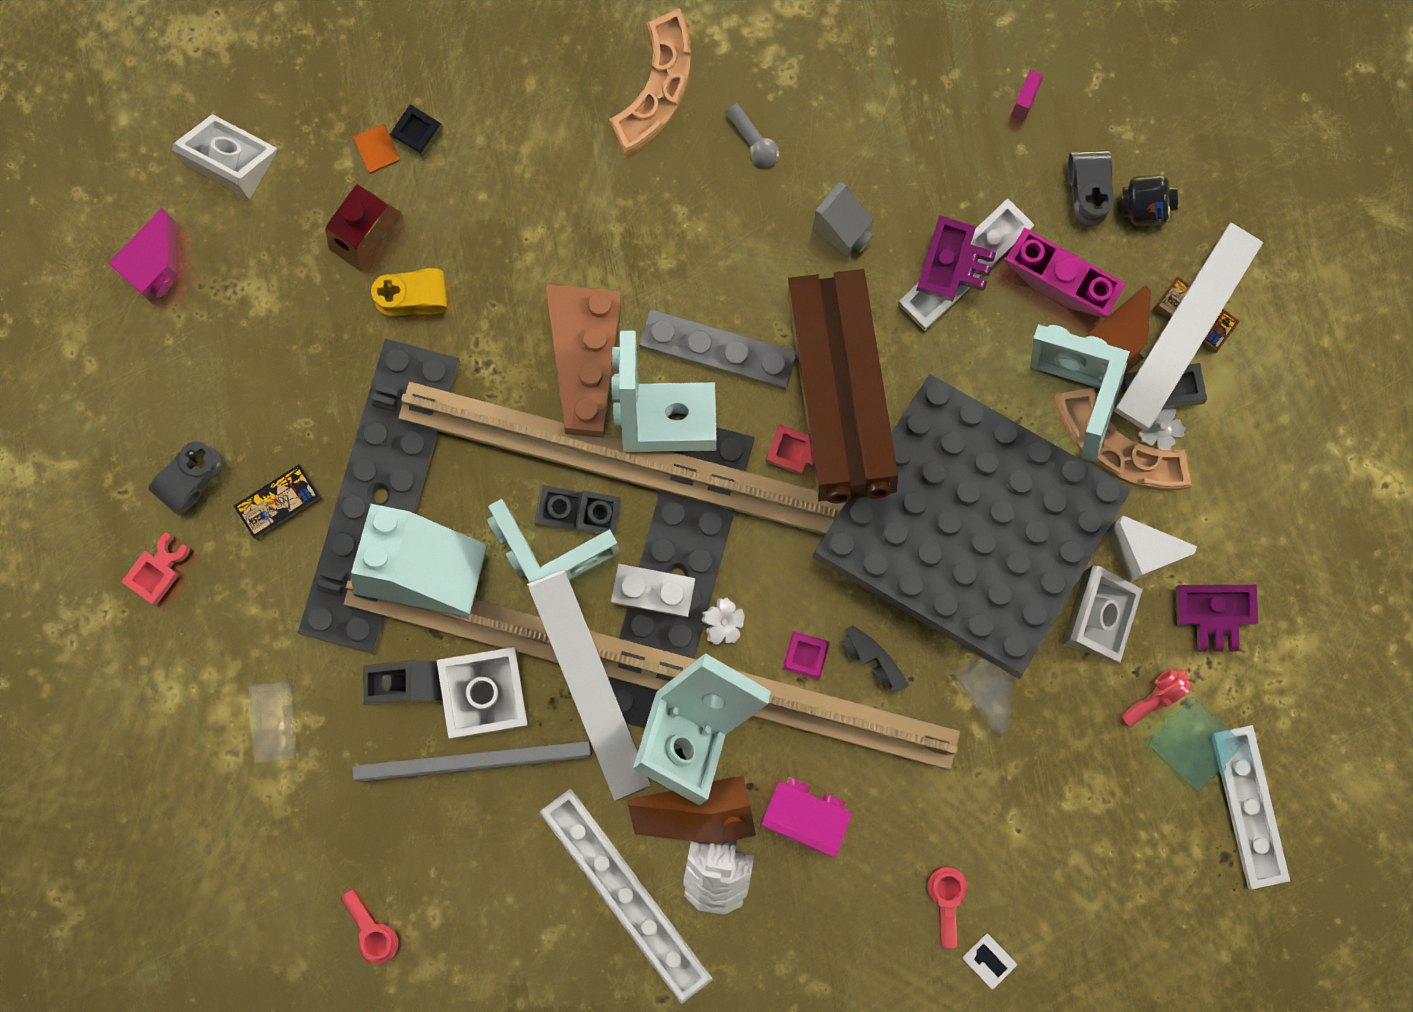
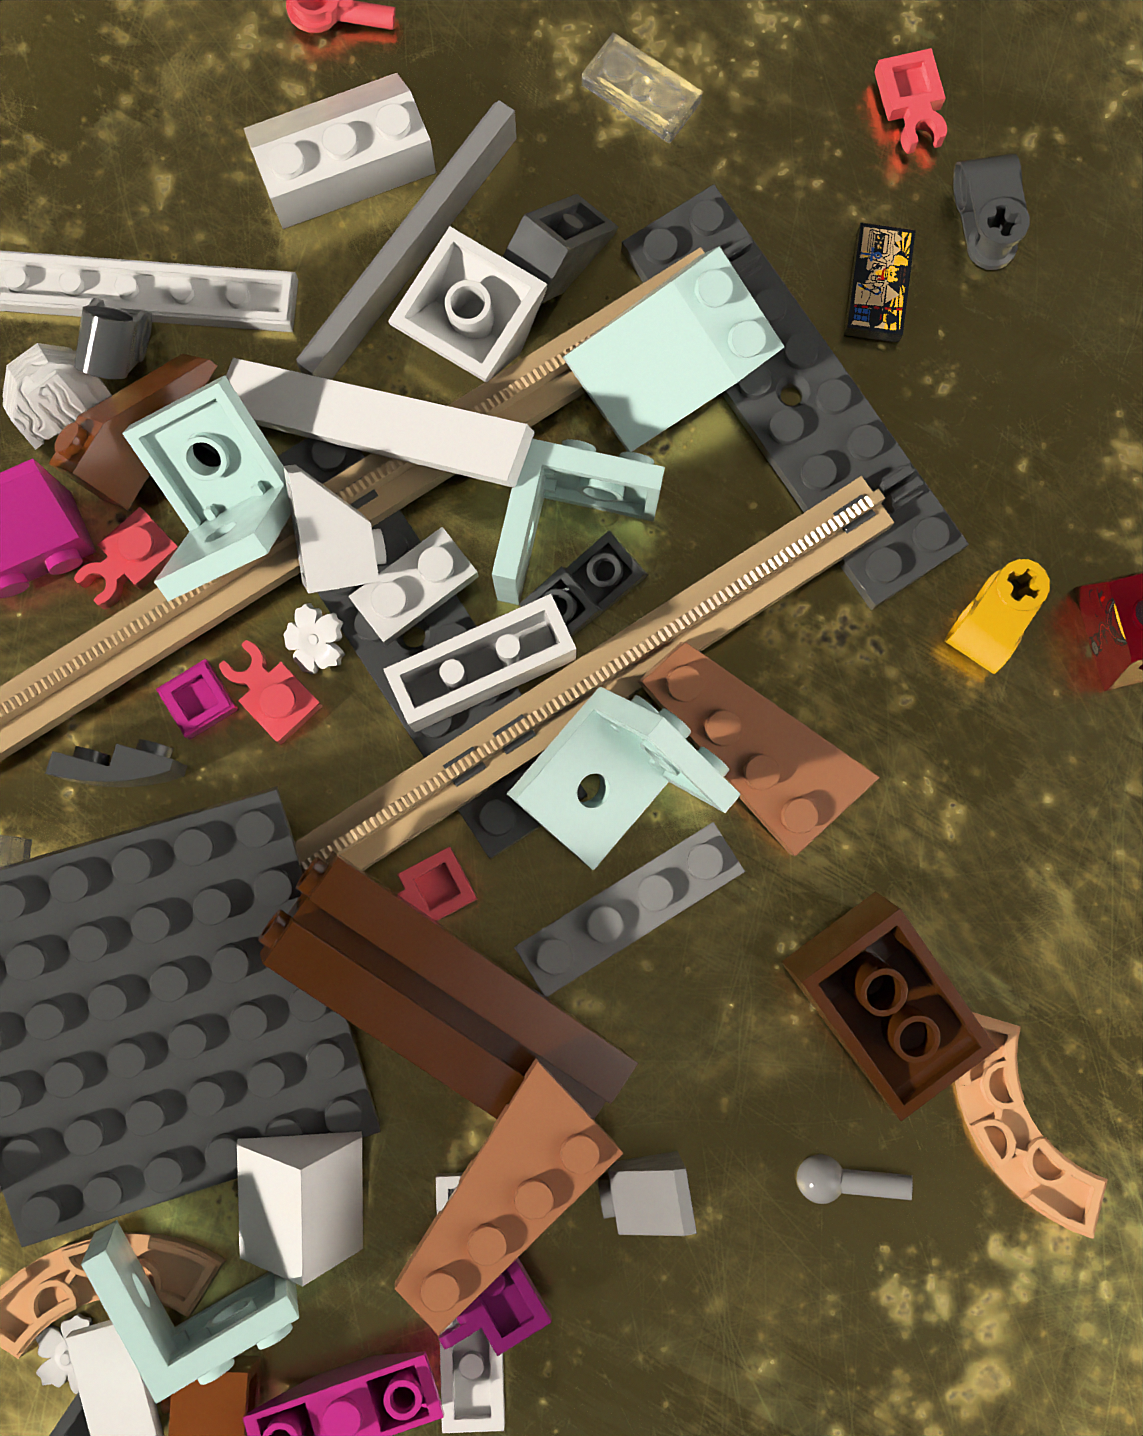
camera: 130 degrees right, 0 degrees up
(446, 854) = (341, 150): none -> white slope
(654, 187) = (889, 1004): none -> reddish brown slope
(663, 865) = (111, 340): none -> dark grey piece
(664, 514) = (481, 663): none -> white brick
(667, 645) = (331, 536): none -> white slope
(760, 756) = (134, 552): none -> coral plate
(770, 615) = (274, 697): none -> coral plate
(891, 281) = (516, 1186): none -> nougat wing
(994, 379) = (300, 1202): none -> white slope

